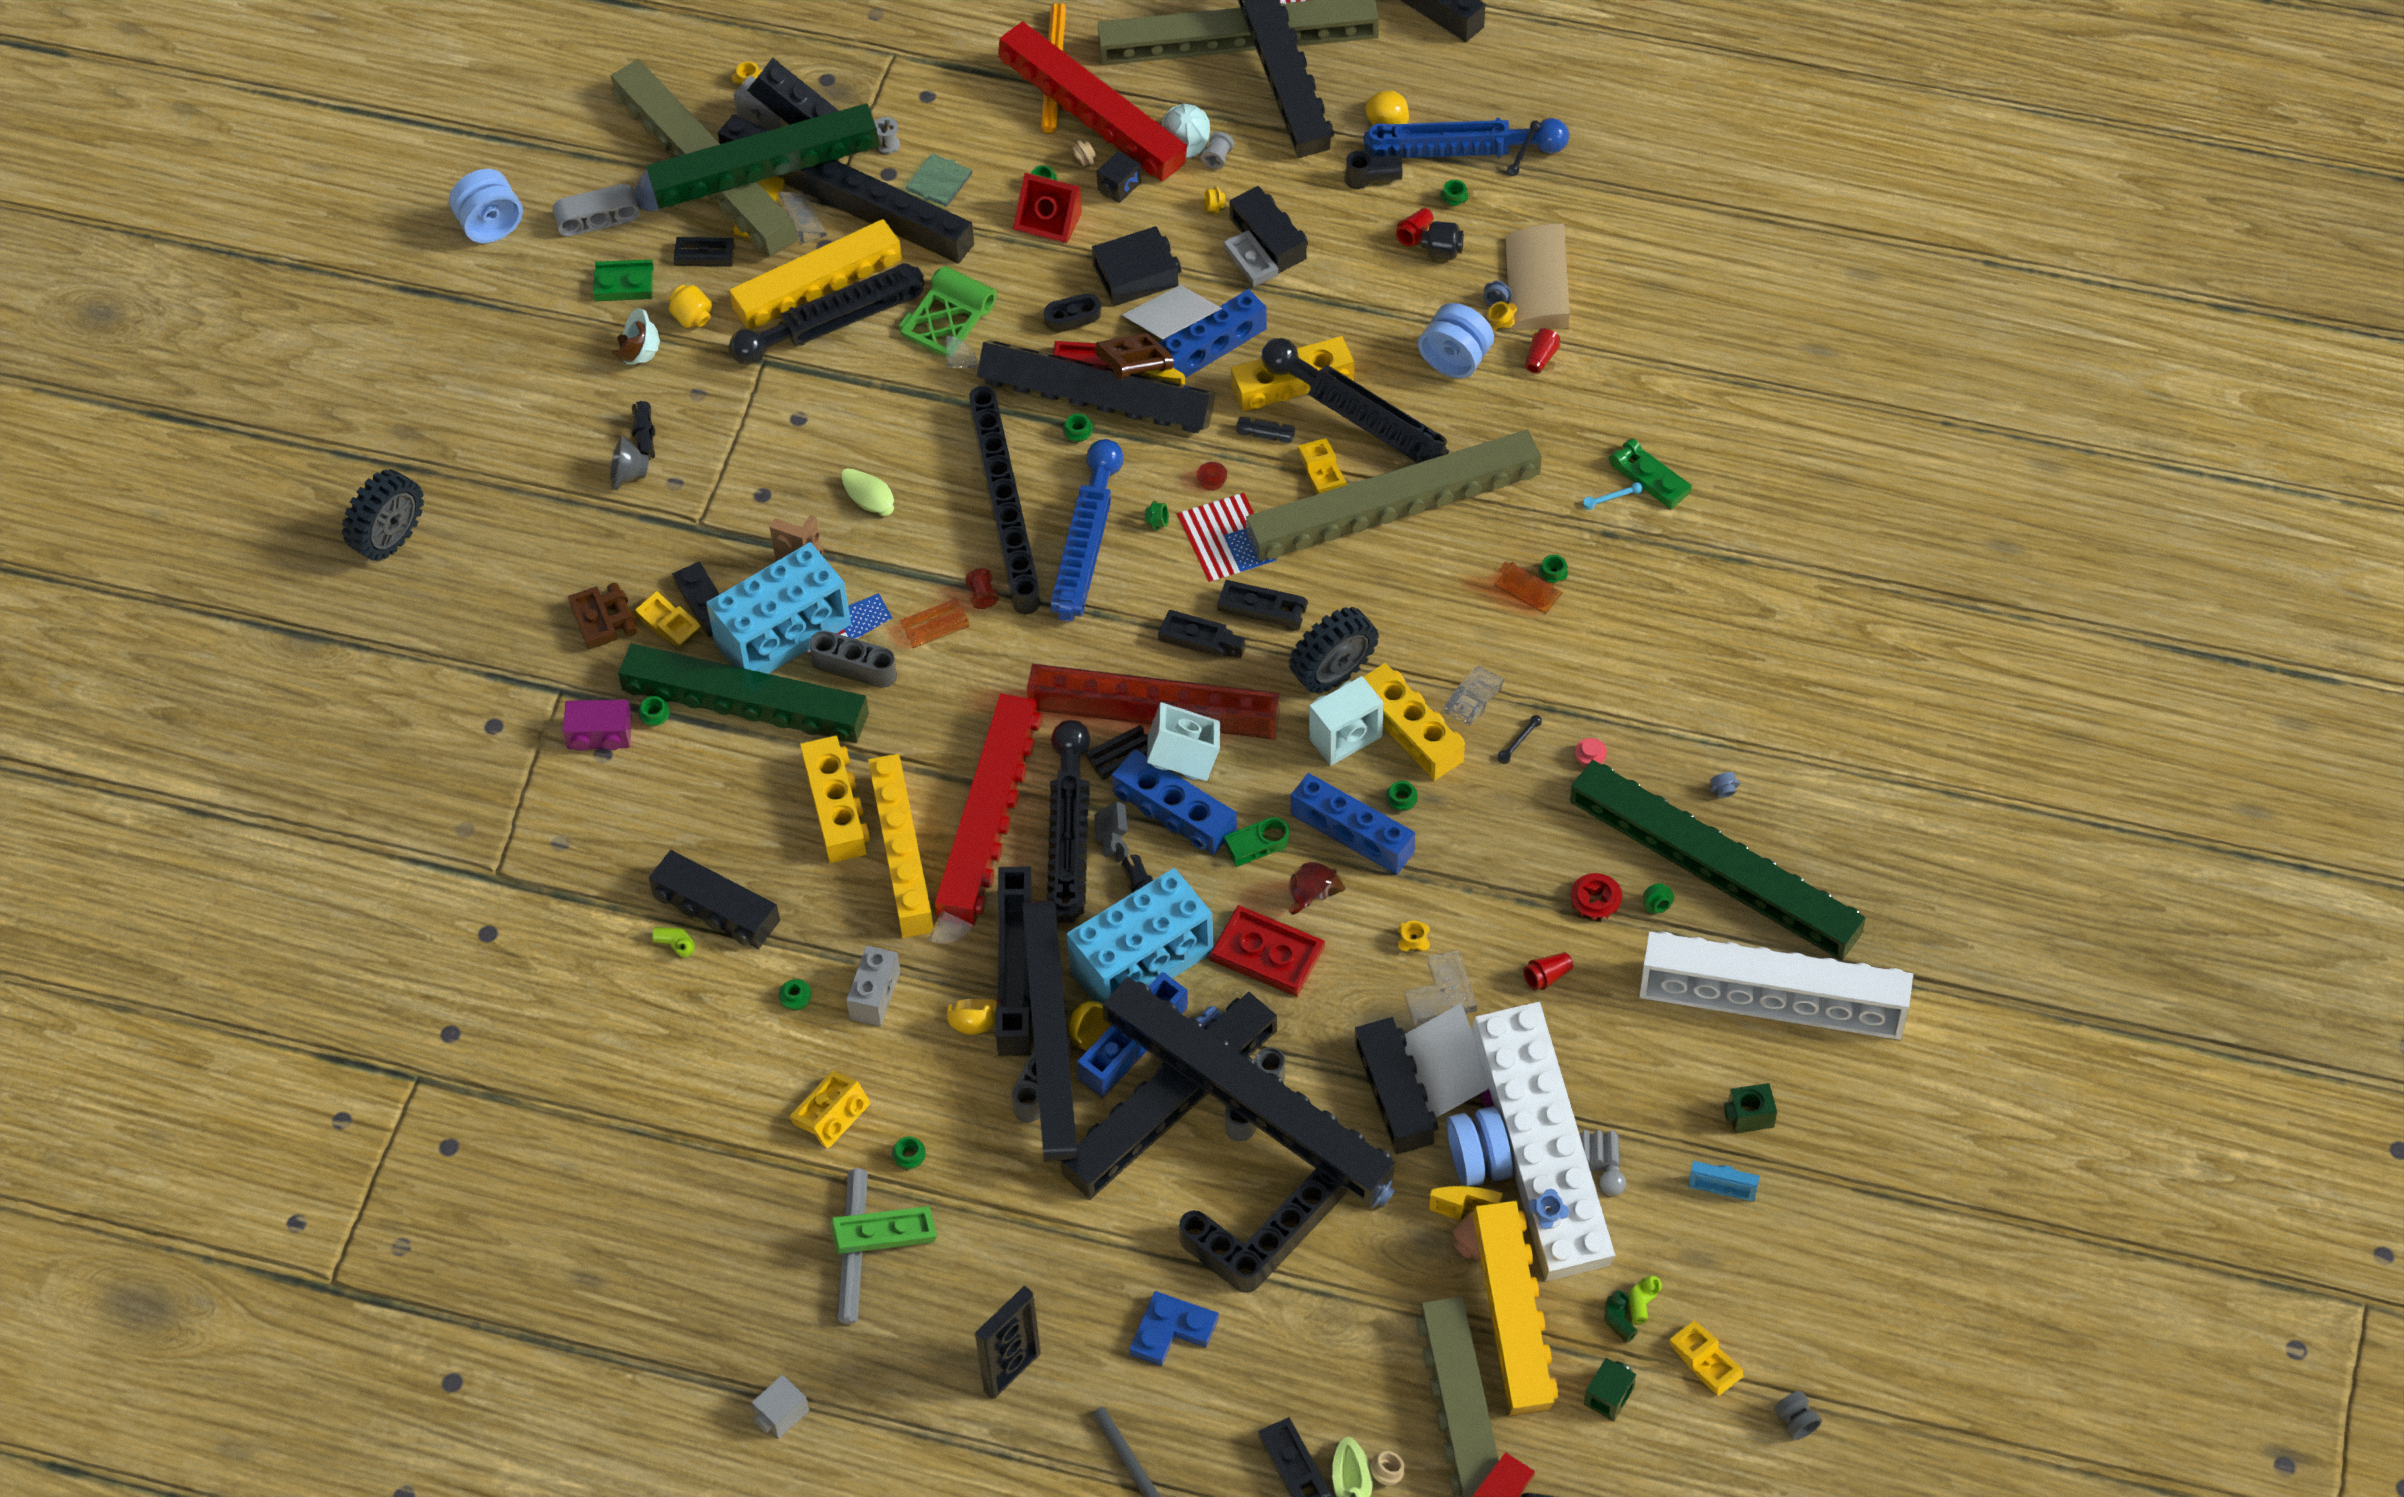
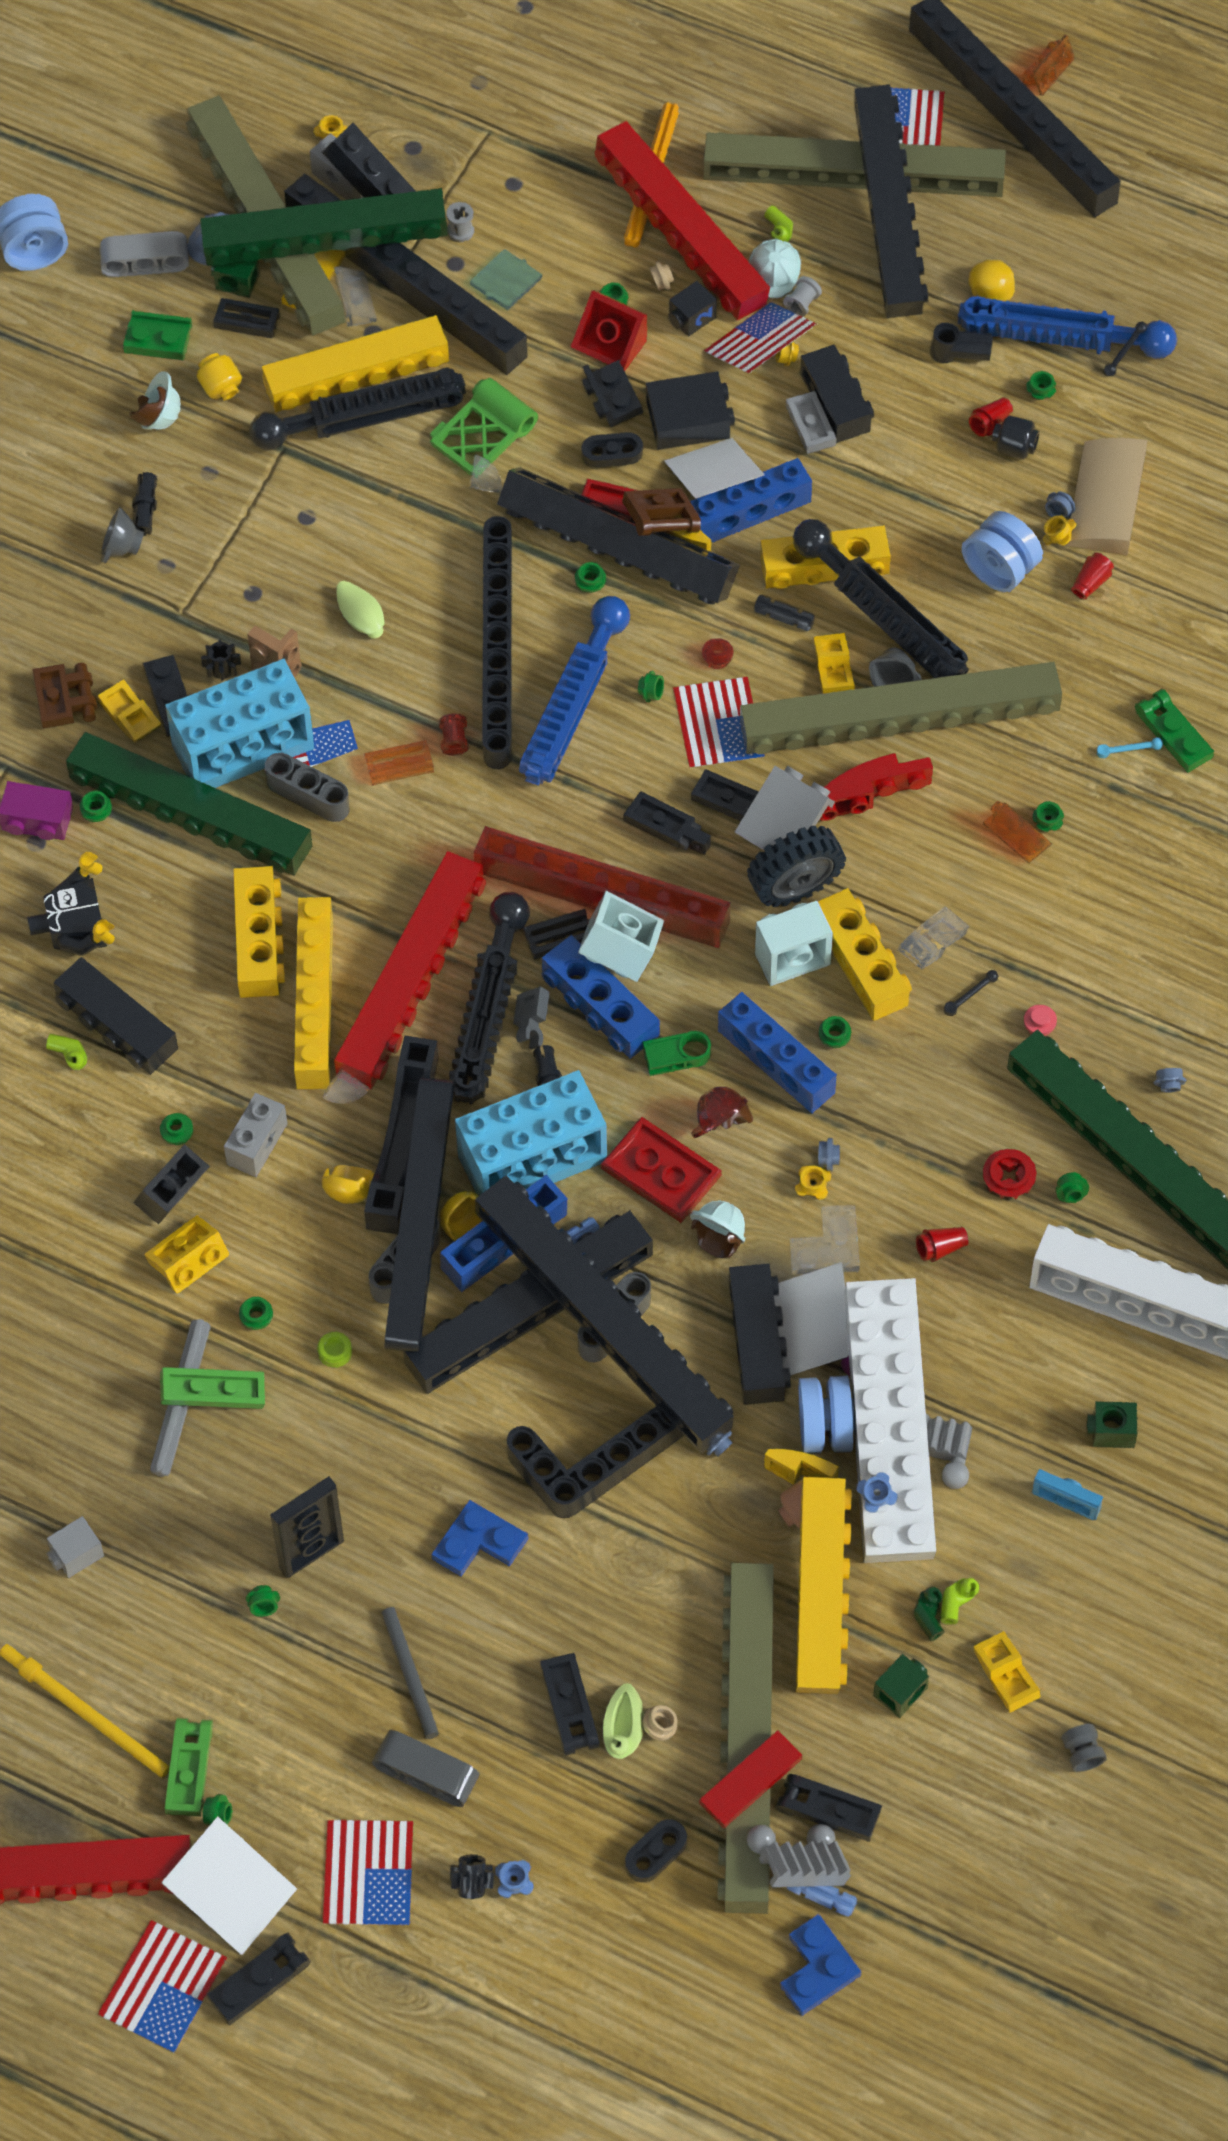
camera: 10 degrees right, 5 degrees up
(654, 810) = (74, 912): none -> black torso
(687, 216) = (236, 277): none -> dark green brick
(746, 558) = (221, 660): none -> black gear
(802, 1045) = (171, 1184): none -> black brick
(975, 1424) = (262, 1600): none -> green plate
(992, 1173) = (334, 1349): none -> lime tile
(1062, 262) = (613, 393): none -> black bracket
(1184, 92) = (782, 224): none -> lime arm
(1187, 191) = (760, 337): none -> sticker
(1307, 599) = (783, 807): none -> light grey panel
(1336, 994) = (719, 1228): none -> piece
(1372, 571) = (881, 777): none -> red slope
(1379, 460) = (892, 668): none -> dark grey piece
(1423, 908) = (828, 1154): none -> sand blue plate

